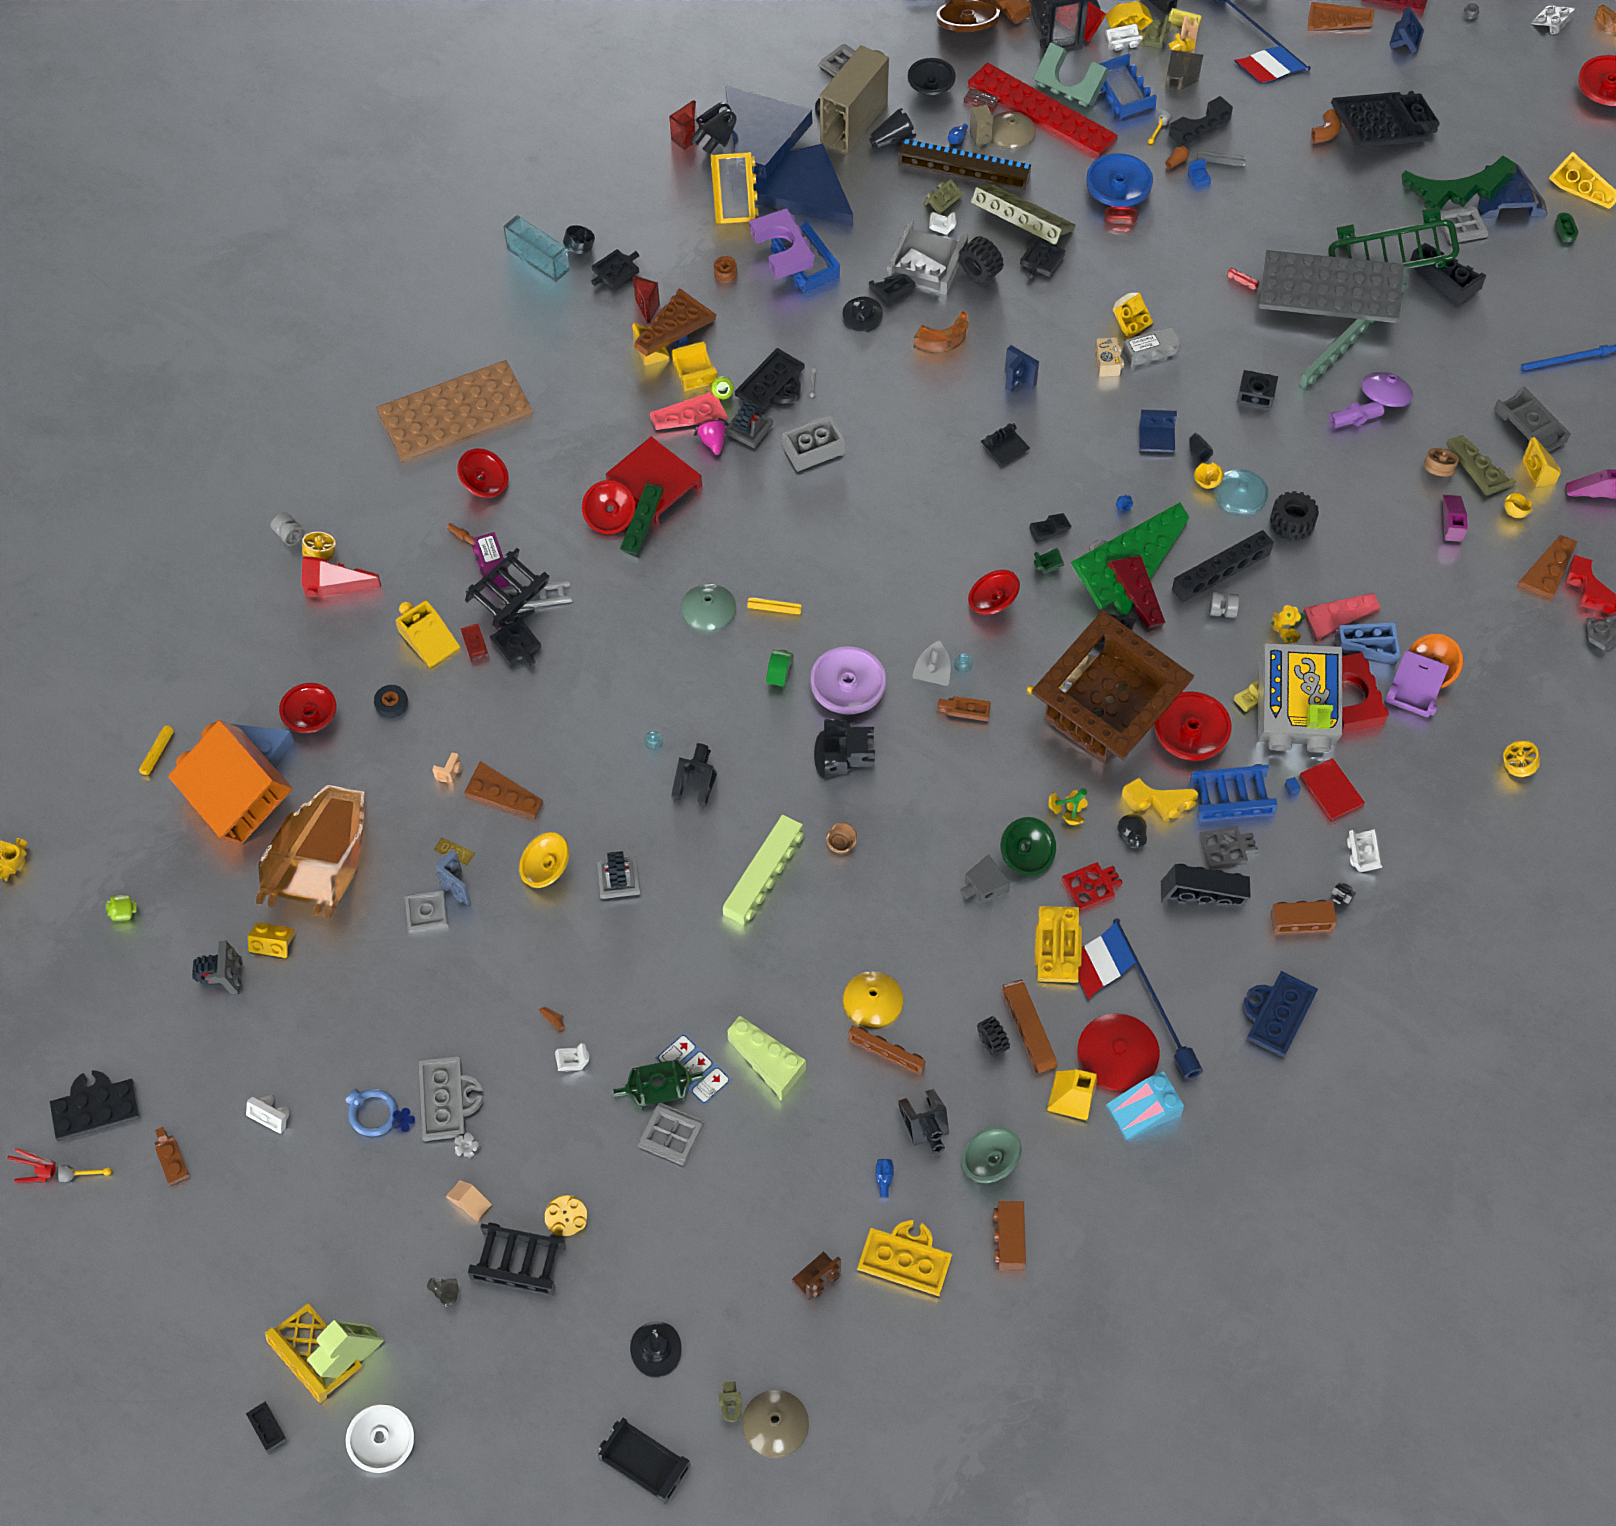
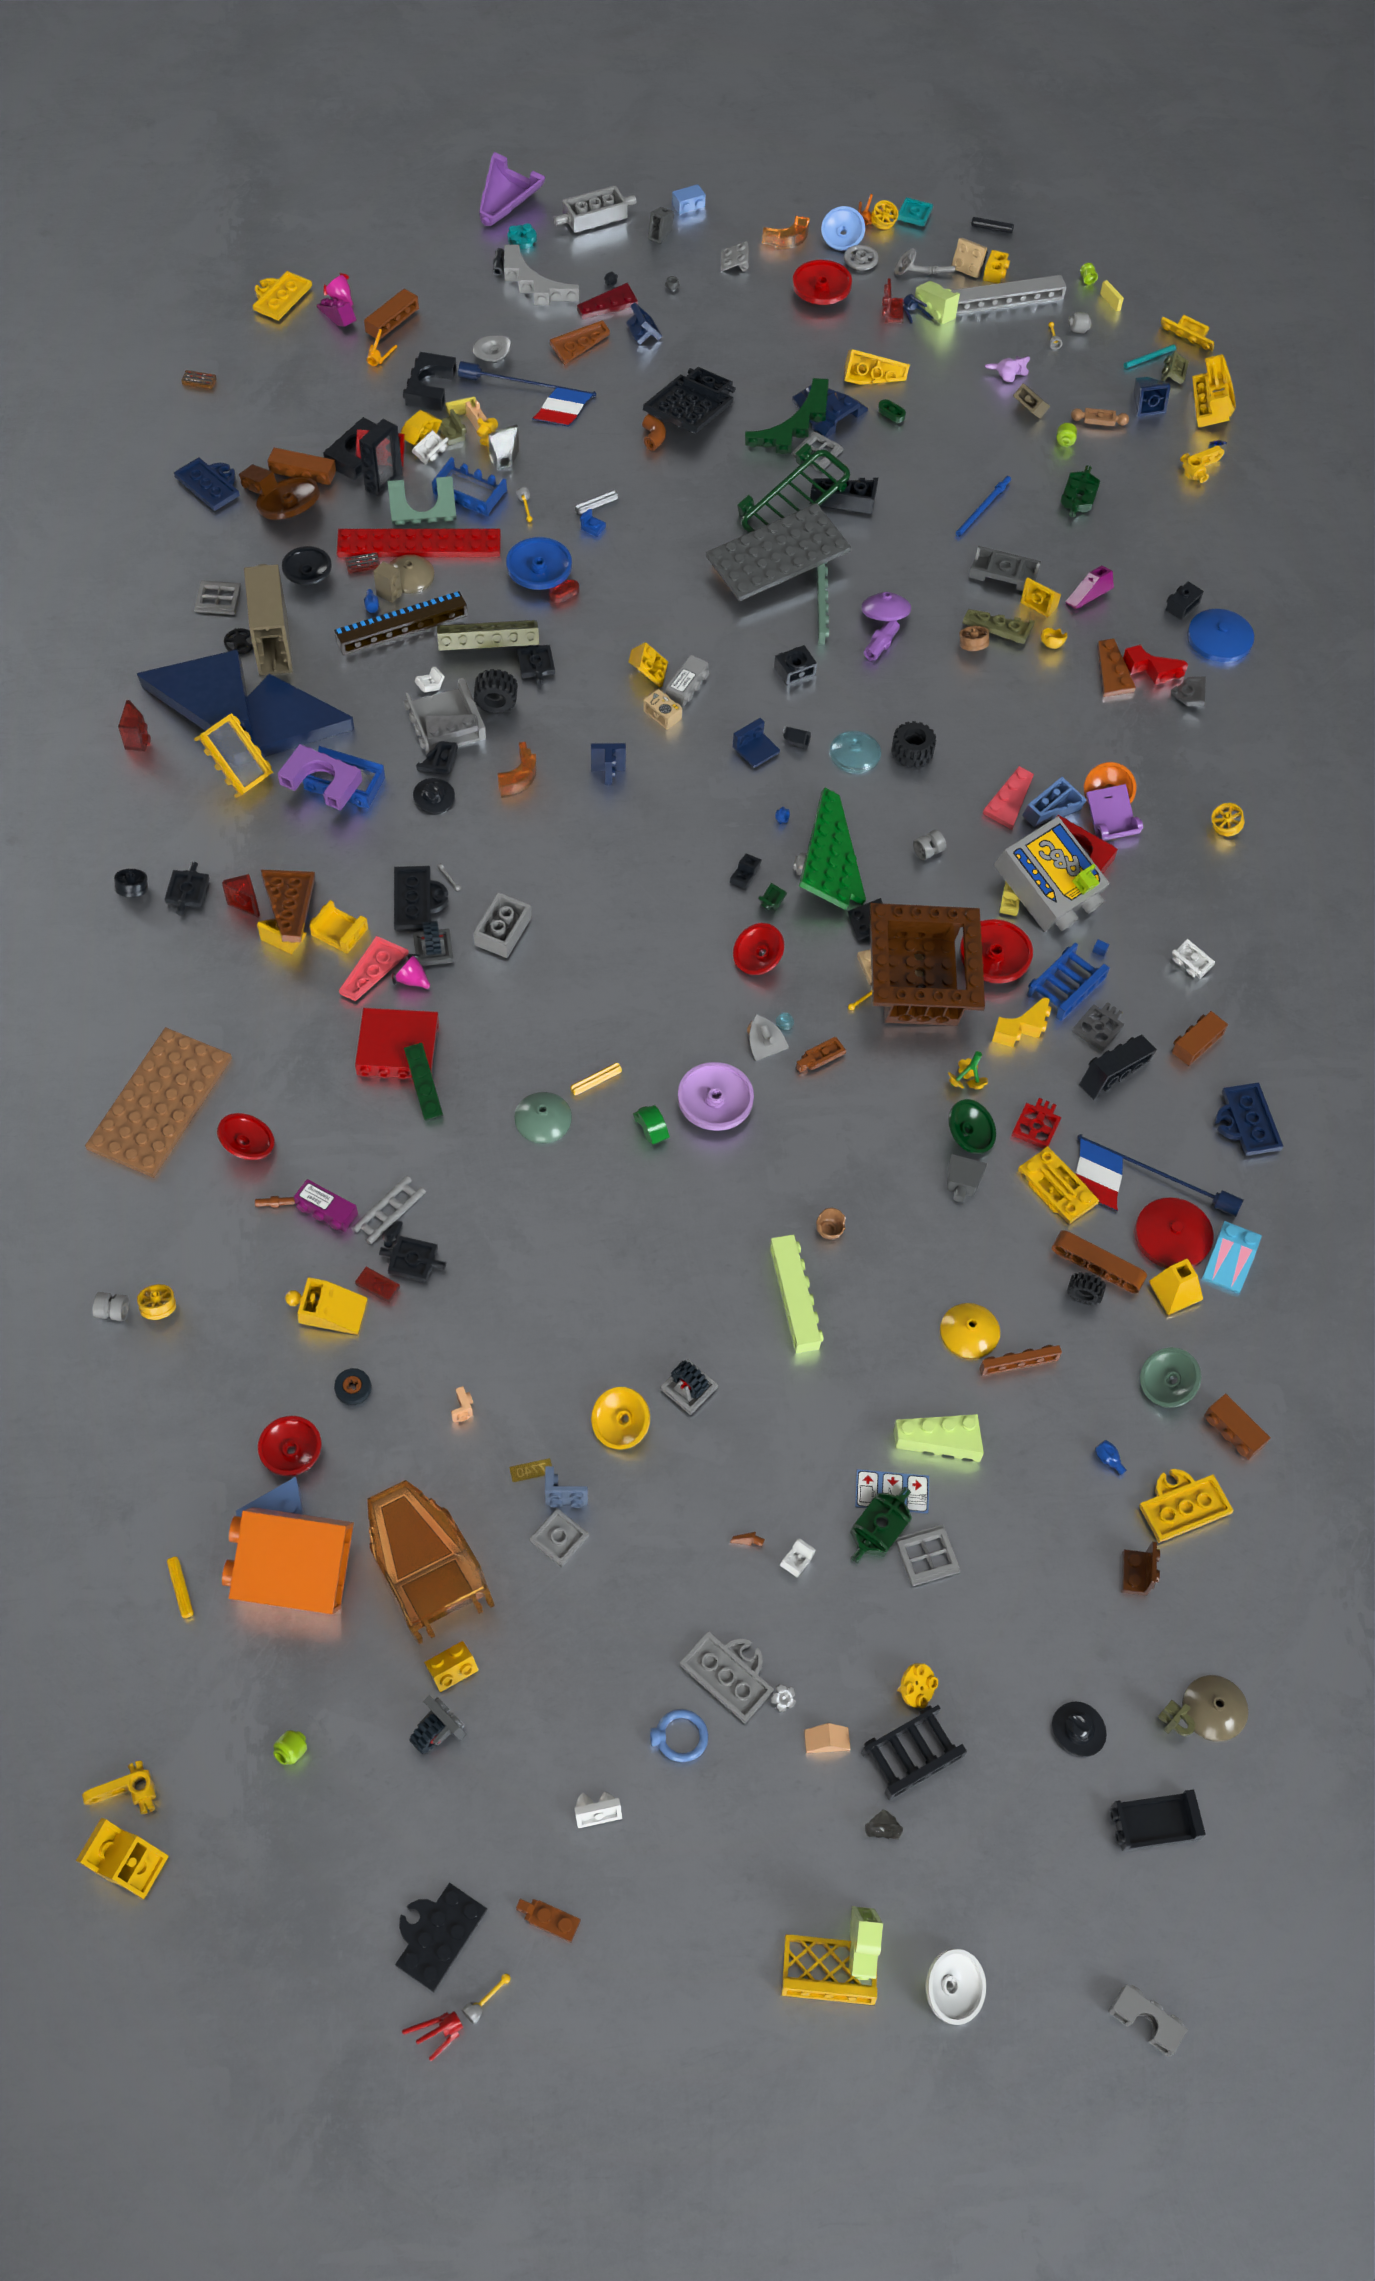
camera: 45 degrees left, 0 degrees up
(266, 1426) = (854, 2062): black plate -> none
(328, 579) = (191, 1325): wedge -> none
(403, 1119) = (712, 1720): clear blue plant -> none
(496, 789) = (522, 1391): dark orange wing -> none
(512, 604) = (386, 1211): black fence -> none
(536, 248) = (101, 913): clear light blue brick -> none
(596, 505) = (398, 1090): red dish -> none
(653, 740) = (606, 1256): clear light blue plate -> none
(697, 764) = (667, 1247): black piece -> none
(716, 126) = (165, 712): black piece -> none
(722, 387) = (381, 928): lime head -> none
(725, 269) = (282, 835): dark orange wheel -> none
(841, 748) = (763, 1158): black piece -> none
(893, 130) = (318, 627): black cone -> none
(928, 1125) = (1108, 1394): black piece -> none
(944, 196) = (409, 659): olive bracket -> none
(1005, 444) = (649, 828): black hinge -> none
(1133, 830) = (1027, 1061): black hair -> none
(1138, 587) = (856, 869): dark red wing -> none
(1178, 156) = (563, 519): dark orange cone -> none
(1185, 129) = (551, 493): black arch -> none
(1208, 475) = (825, 753): yellow hair -> none
(1222, 566) = (899, 816): black brick -> none
(1243, 278) = (702, 586): axle -> none
(1287, 616) = (987, 822): yellow plant -> none
(1332, 789) = (1127, 931): red tile -> none
(1343, 892) = (1208, 1000): black plate -> none
(1454, 518) = (1022, 673): magenta slope -> none

